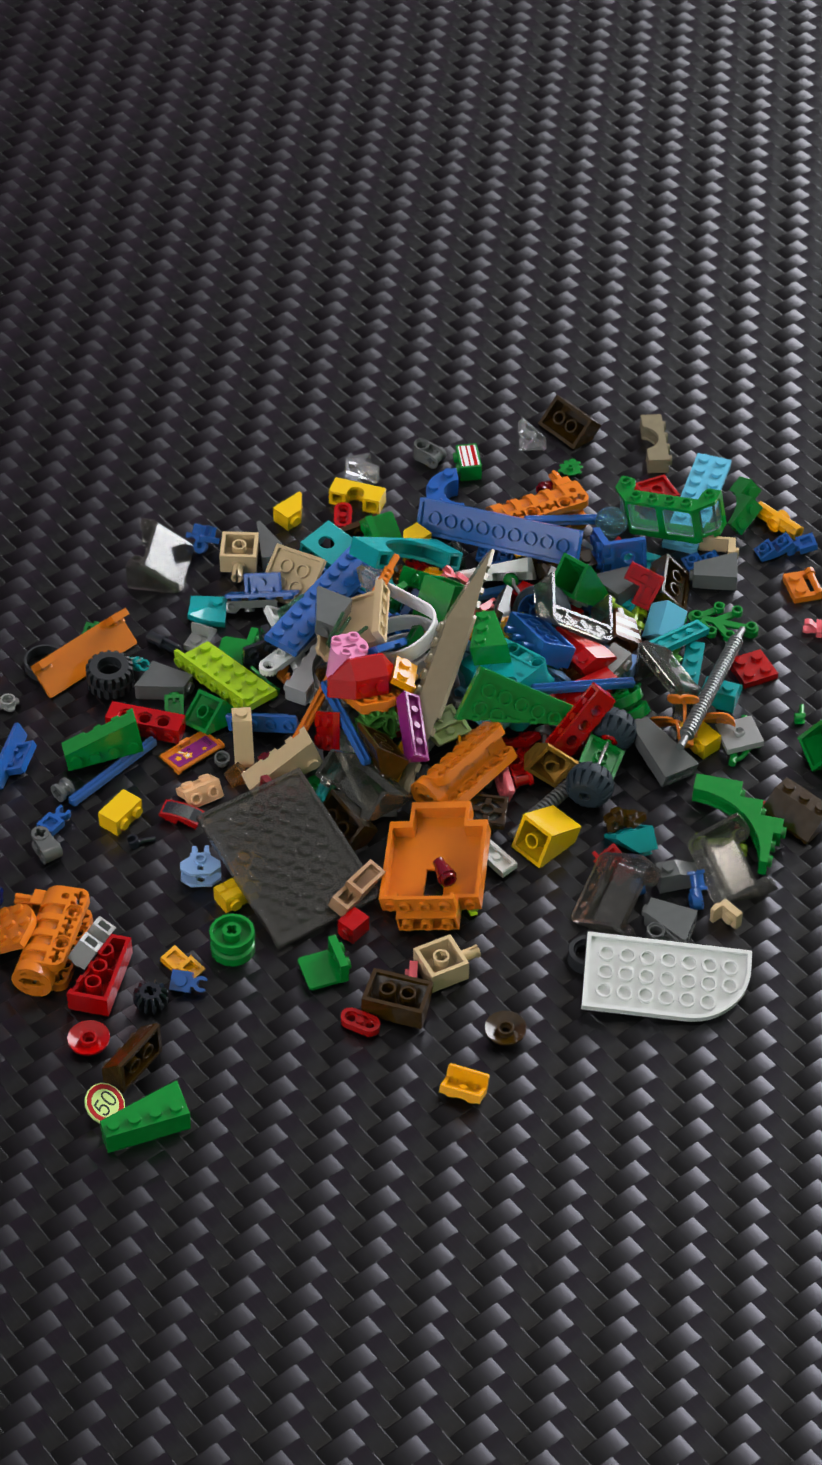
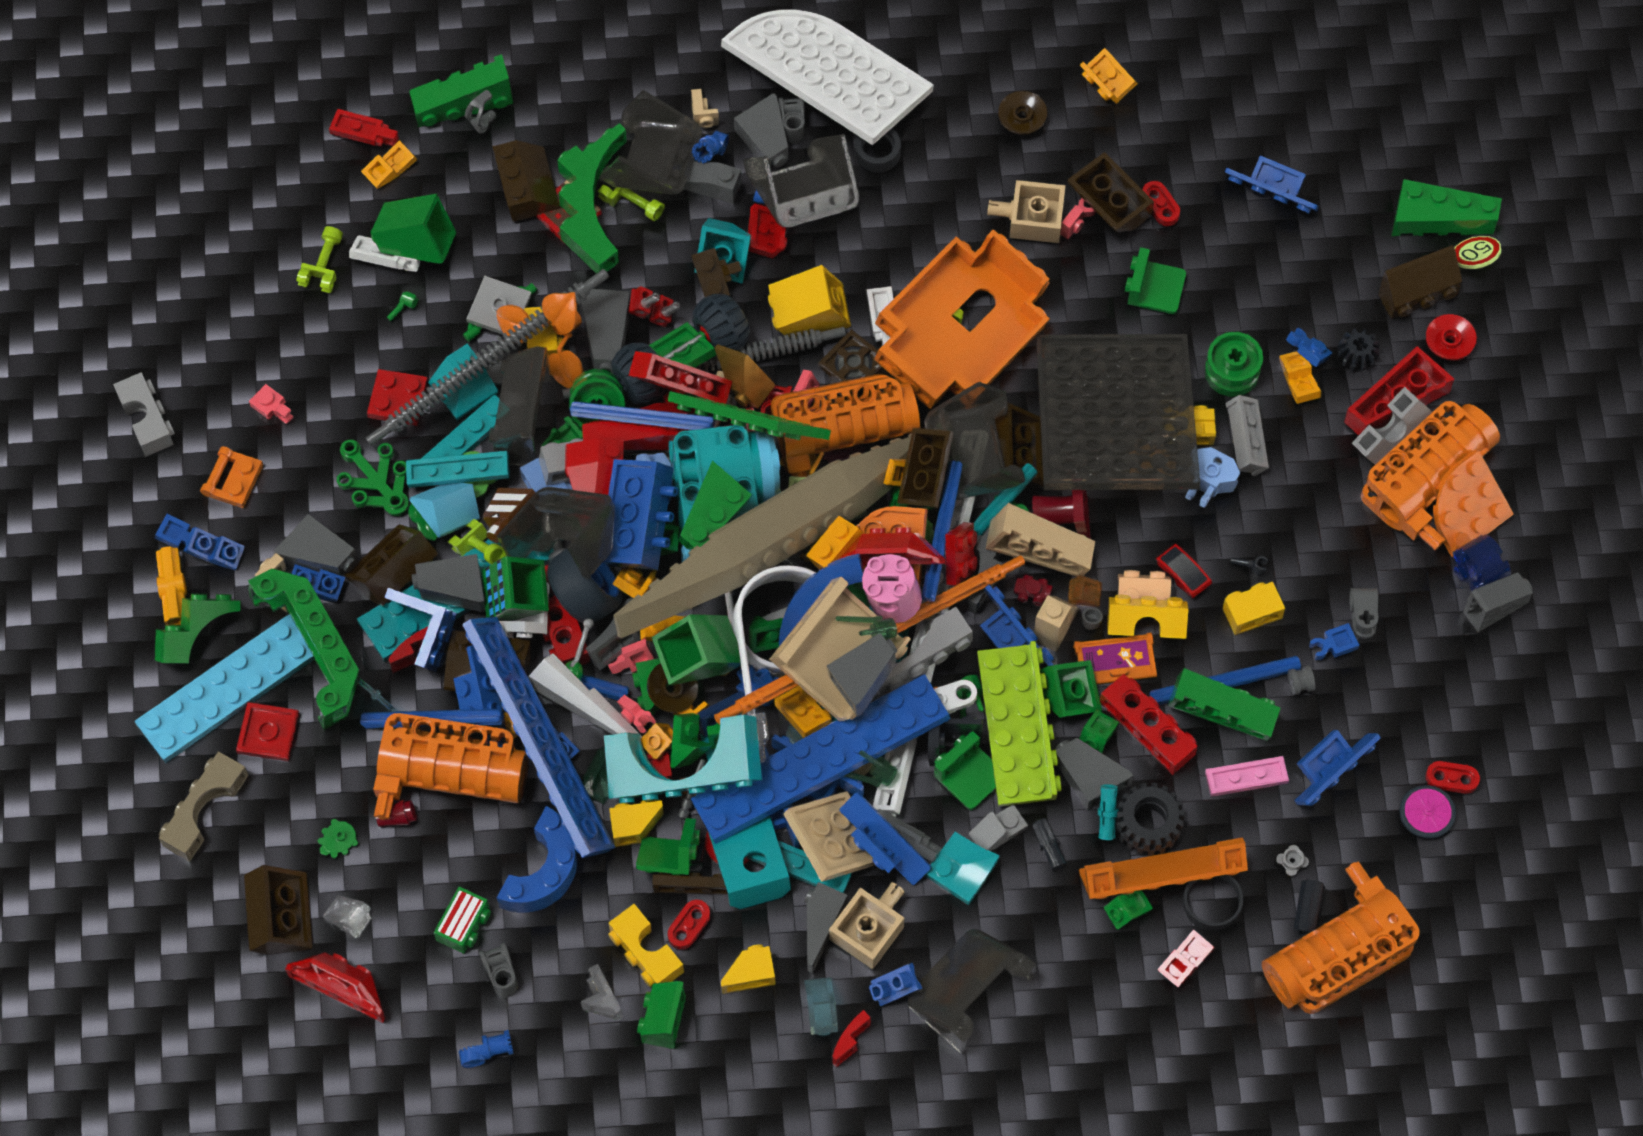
camera: 145 degrees left, 20 degrees up
(42, 630) = (1186, 958): none -> slope
(69, 728) = (1246, 776): none -> bright pink tile
(191, 903) = (1247, 435): none -> light grey container
(192, 768) = (1126, 611): none -> yellow arch
(210, 509) = (847, 1045): none -> red slope
(238, 515) = (821, 1006): none -> clear light blue slope
(286, 1074) = (1275, 179): none -> blue bracket
(320, 470) = (663, 1014): none -> green slope
(353, 925) = (1093, 314): red brick -> none
(356, 888) = (1066, 338): medium nougat slope -> none
(405, 422) = (493, 1045): none -> blue connector
(412, 727) = (877, 469): magenta slope -> none
(445, 874) = (964, 295): dark red cone -> none
(505, 408) = (339, 981): none -> red wedge
(638, 786) = (659, 307): none -> red piece
(648, 583) = (439, 546): red plate -> none

